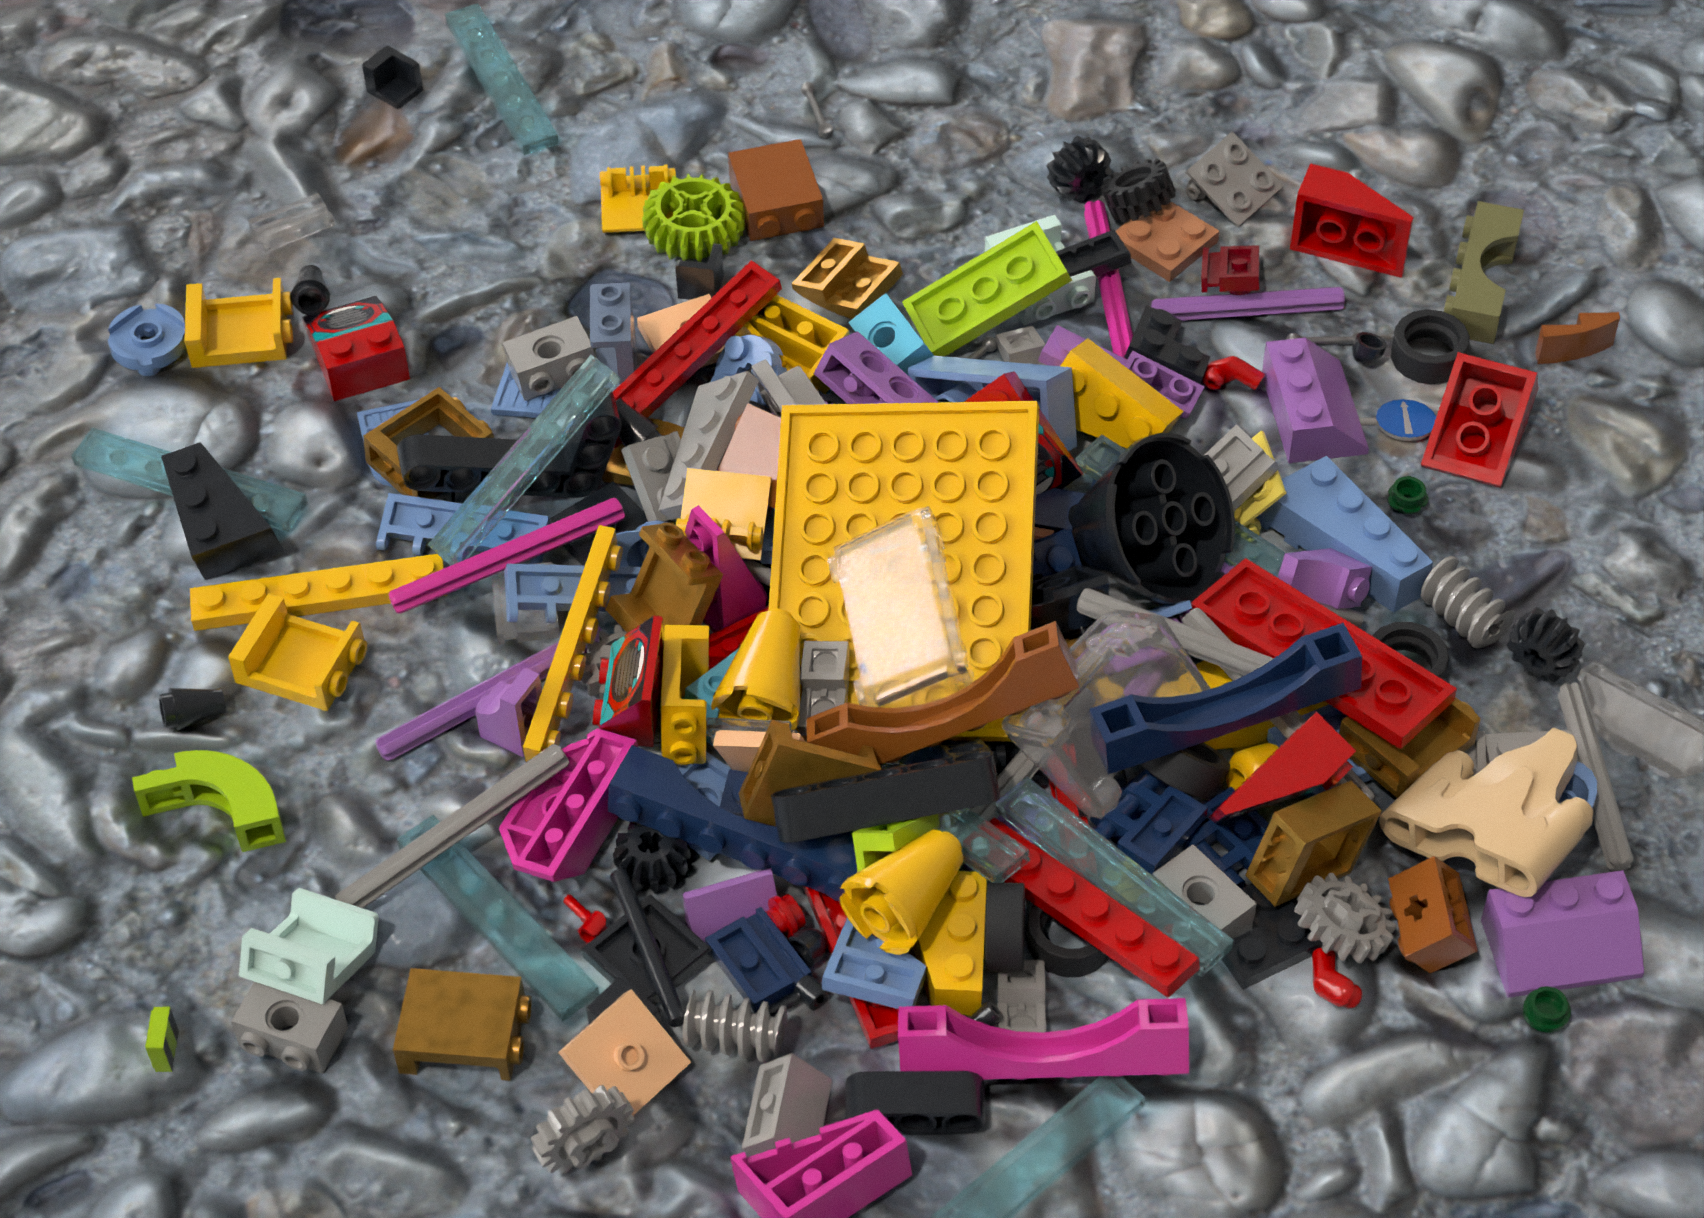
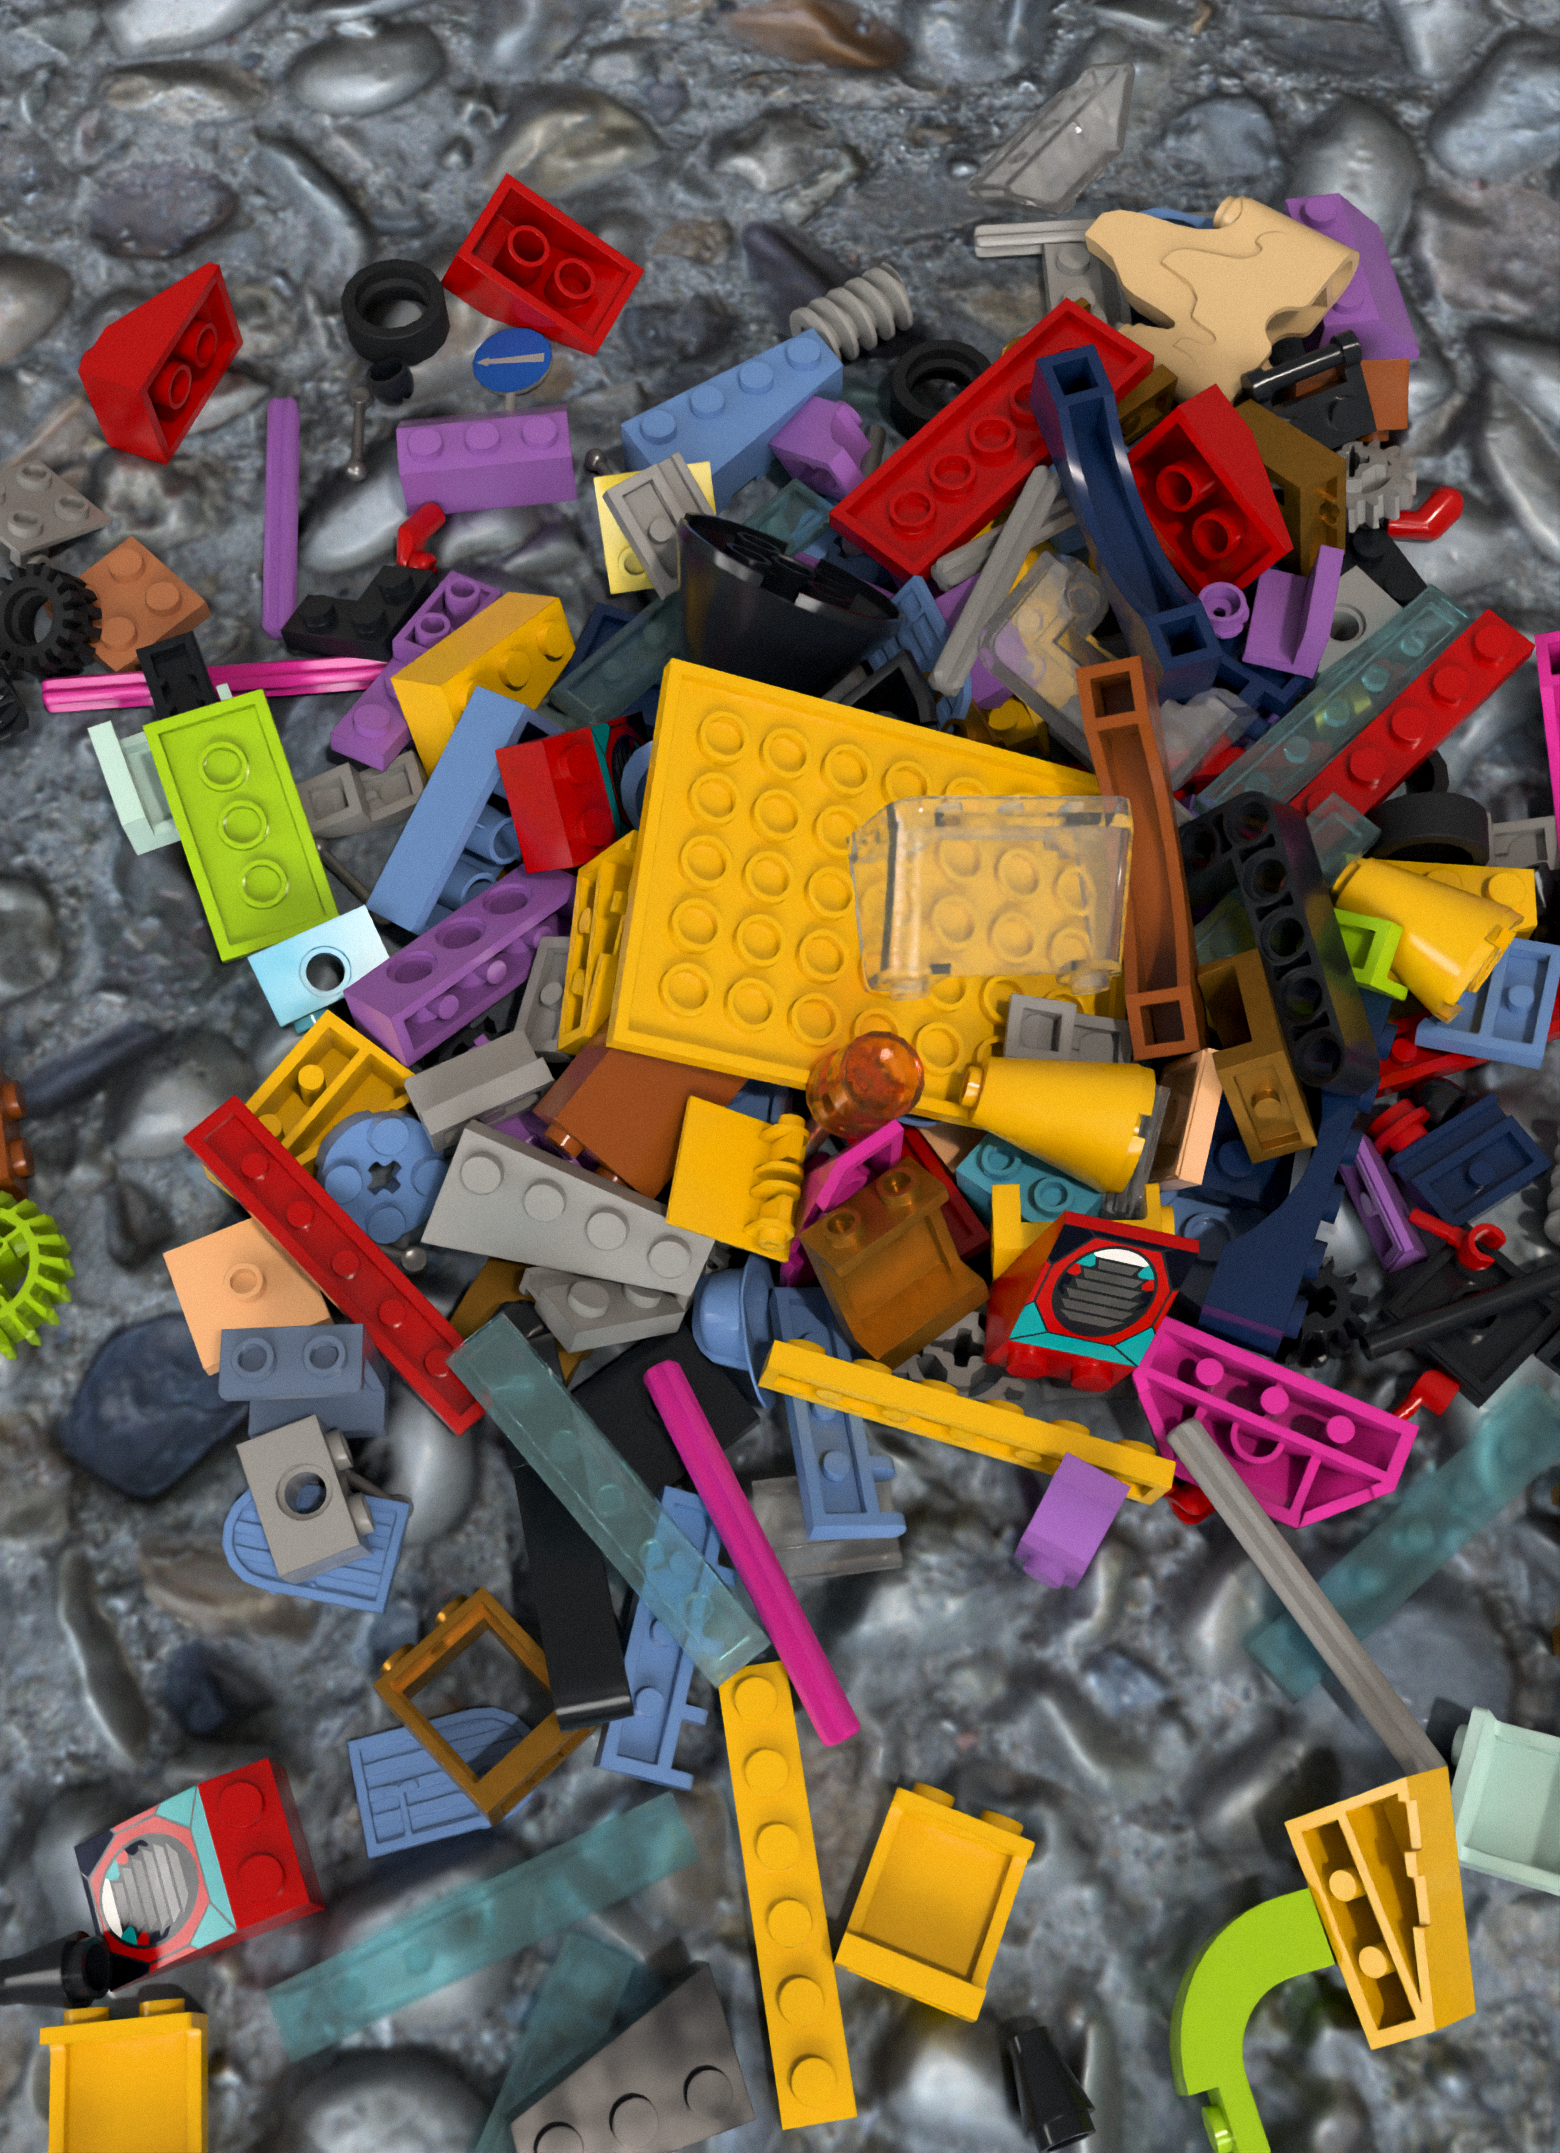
camera: 90 degrees left, 15 degrees up
(261, 860) = (1392, 1904): none -> yellow wedge
(316, 465) = (481, 1927): none -> clear light blue tile
(458, 708) = (1011, 1588): medium lavender axle -> none
(692, 935) = (1462, 1239): none -> red hand
(700, 278) = (120, 1264): black panel -> none
(763, 540) = (865, 1084): none -> clear orange wheel
(807, 990) = (1514, 1098): black hand -> none
(846, 278) = (150, 1046): pearl gold slope -> none
(1191, 786) = (1228, 601): none -> medium lavender plate
(1191, 845) = (1294, 616): none -> medium lavender panel
(1232, 269) = (222, 521): dark red plate -> none
(1389, 875) = (1328, 413): none -> black plate
(1408, 495) = (658, 366): dark green plate -> none
(1491, 243) = (313, 256): olive arch -> none
(1545, 644) = (932, 240): black gear -> none
(1546, 1009) = (1444, 315): dark green plate -> none
(1570, 342) = (398, 156): dark orange slope -> none

